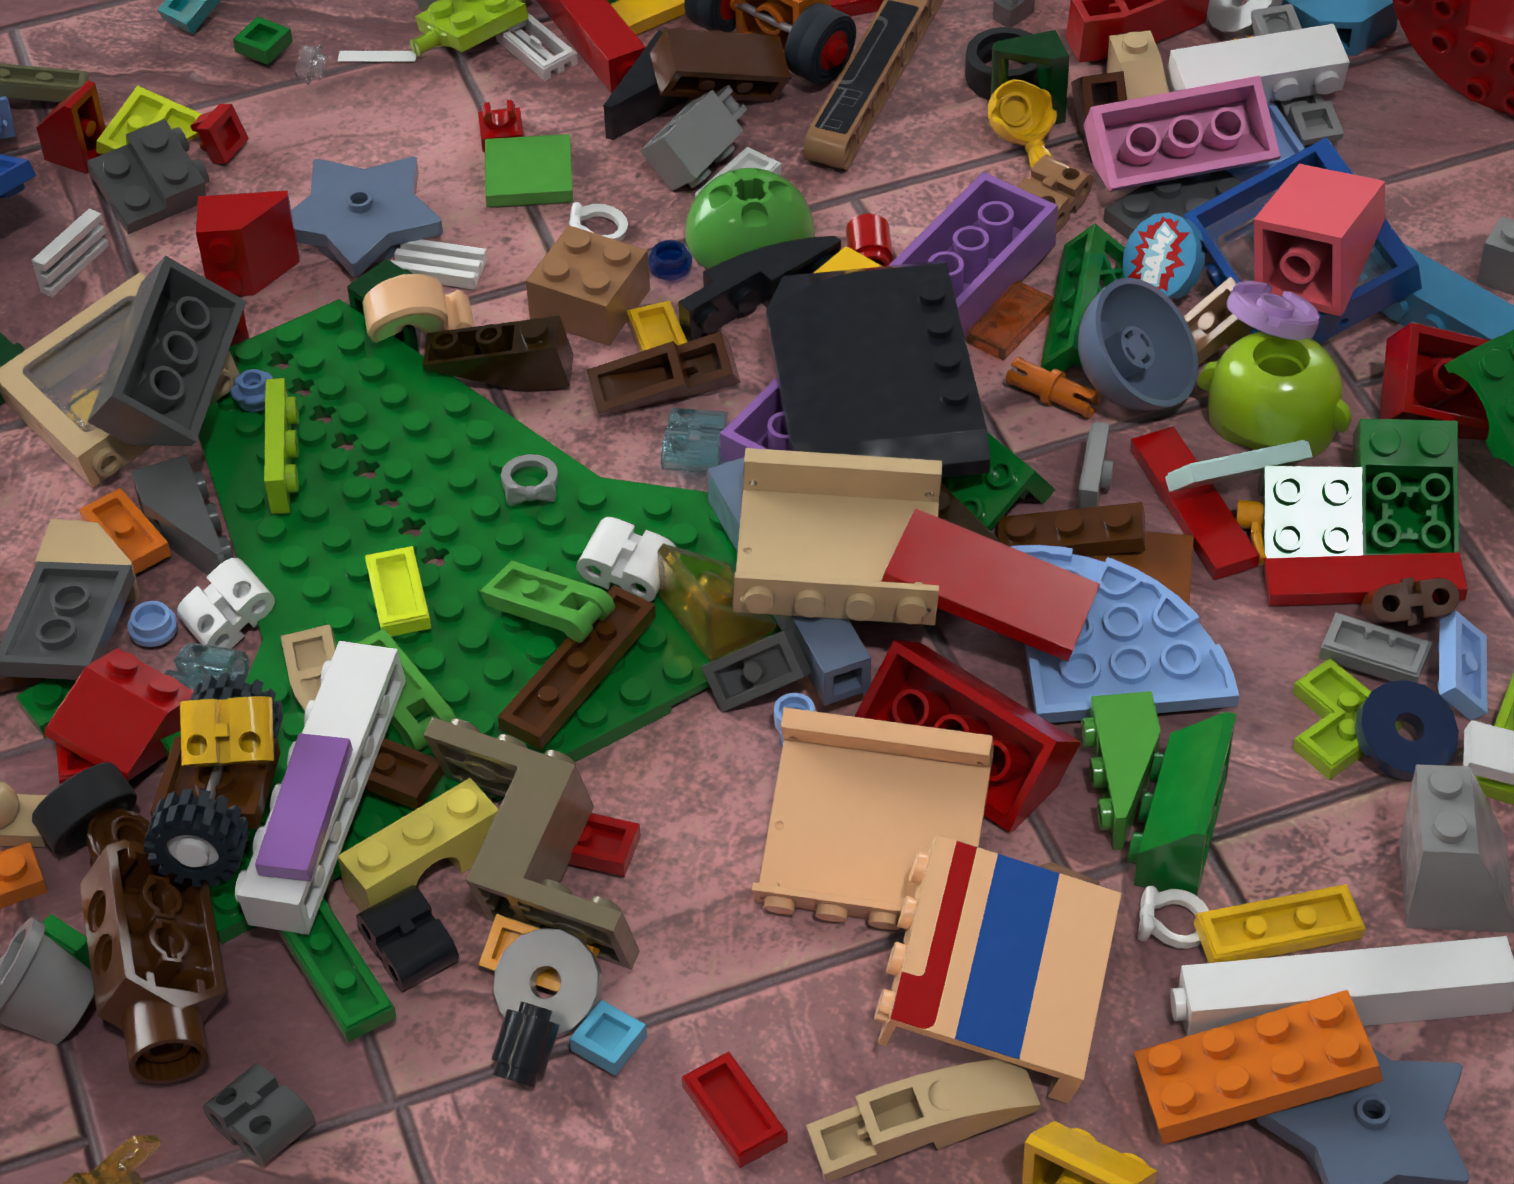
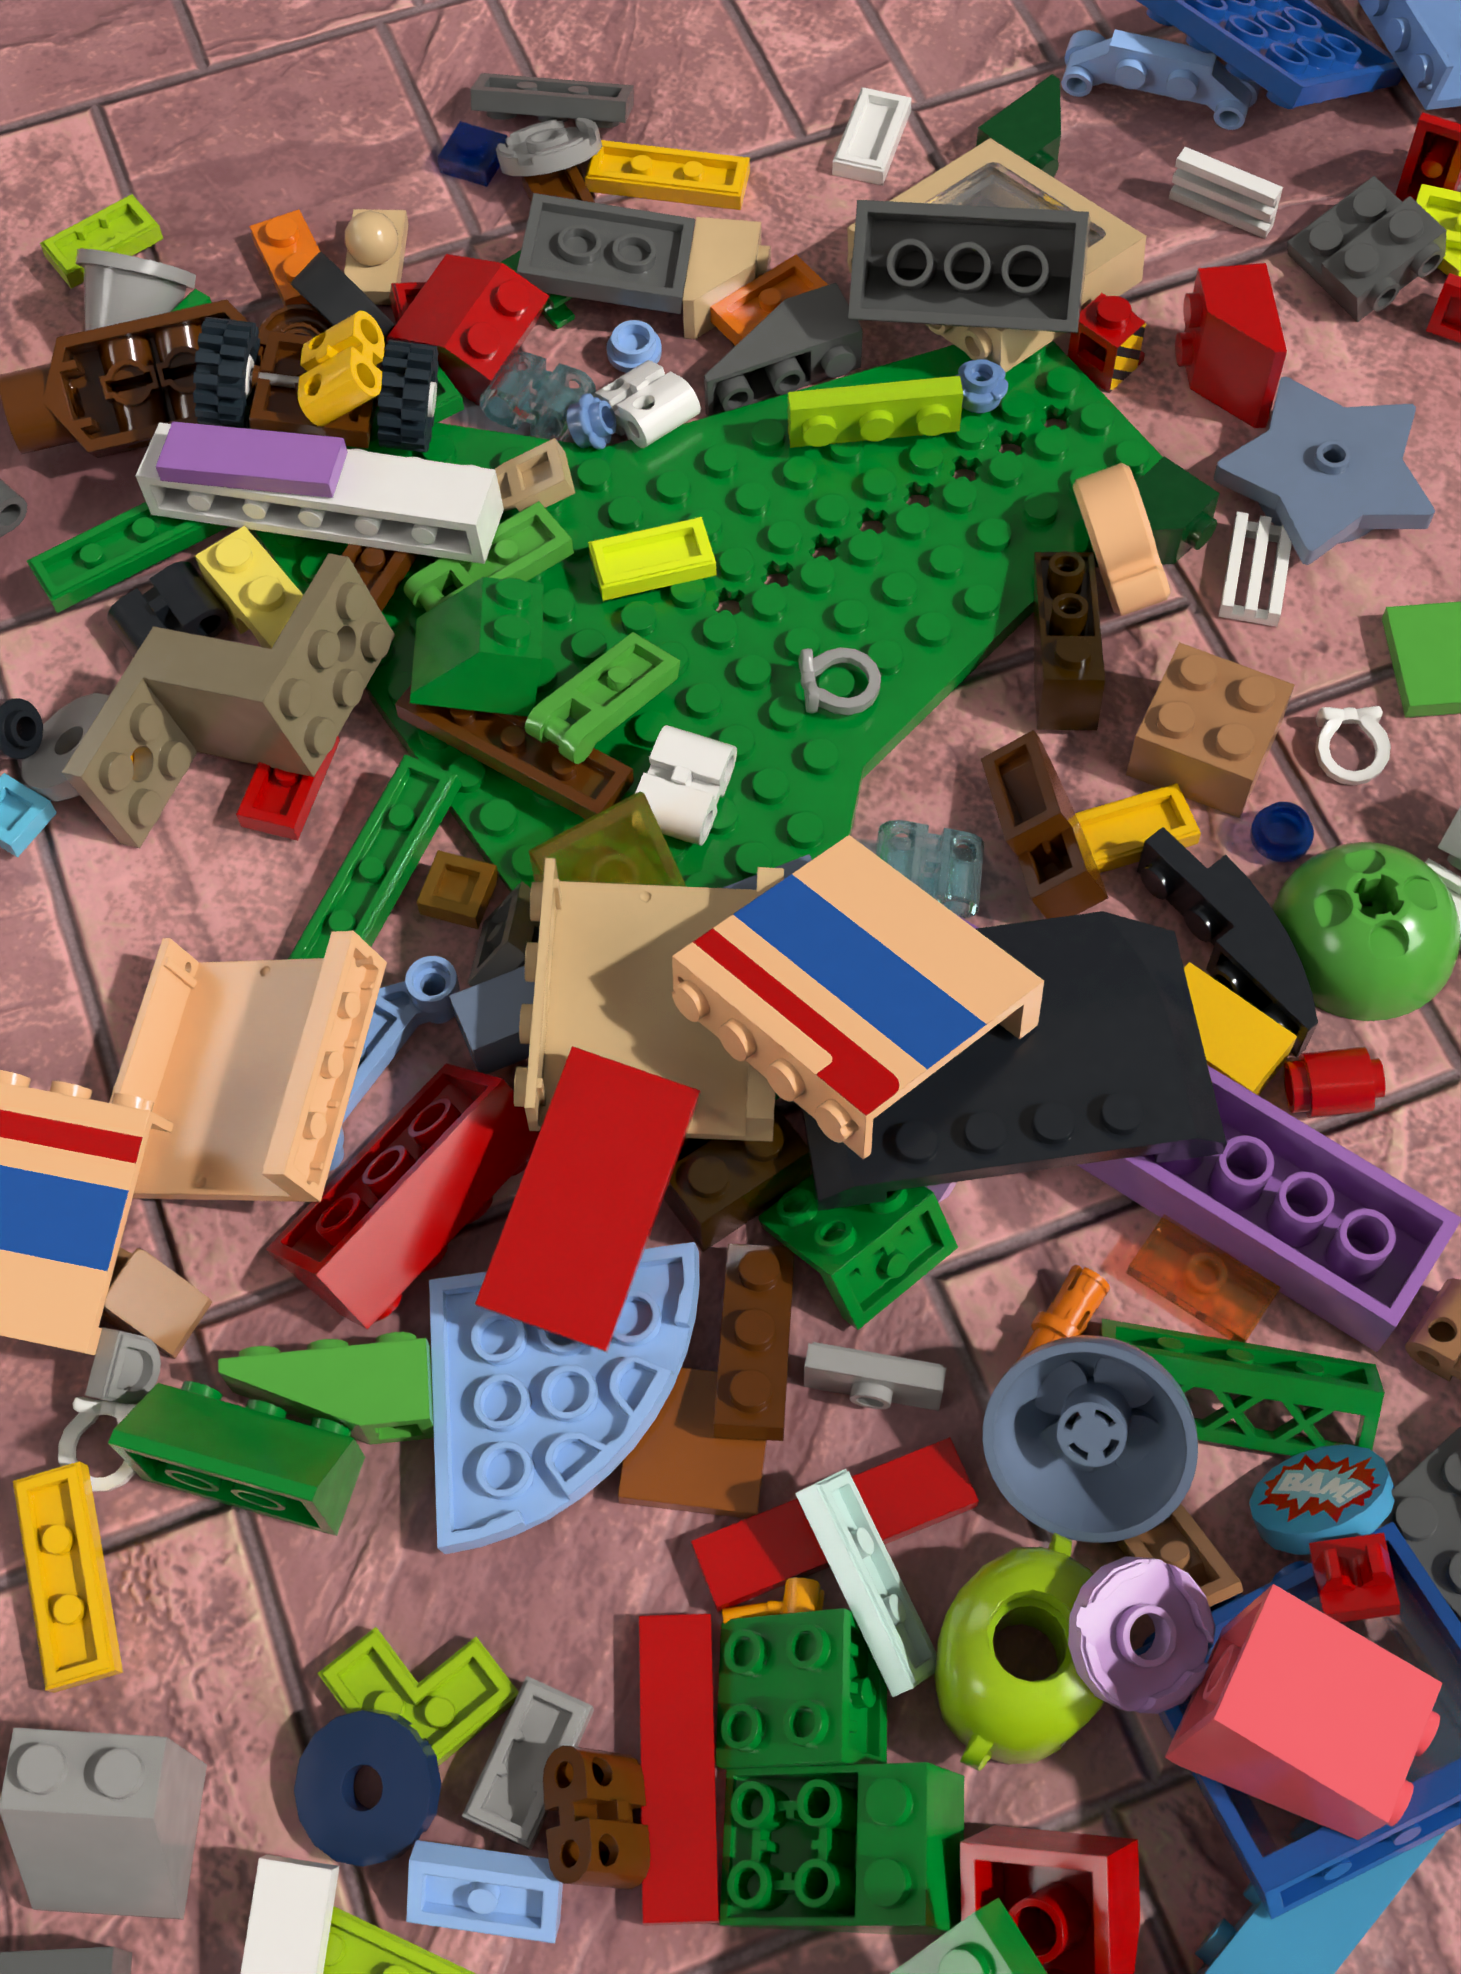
camera: 90 degrees right, 15 degrees up
(244, 635) = (591, 422): none -> medium blue plate
(500, 666) = (481, 648): none -> green slope
(680, 769) = (382, 856): none -> green tile
(698, 718) = (457, 889): none -> pearl gold plate
(853, 403) = (850, 988): none -> light nougat panel
(1133, 897) = (123, 1367): none -> light grey tile
(1224, 225) = (1354, 1578): none -> red tile

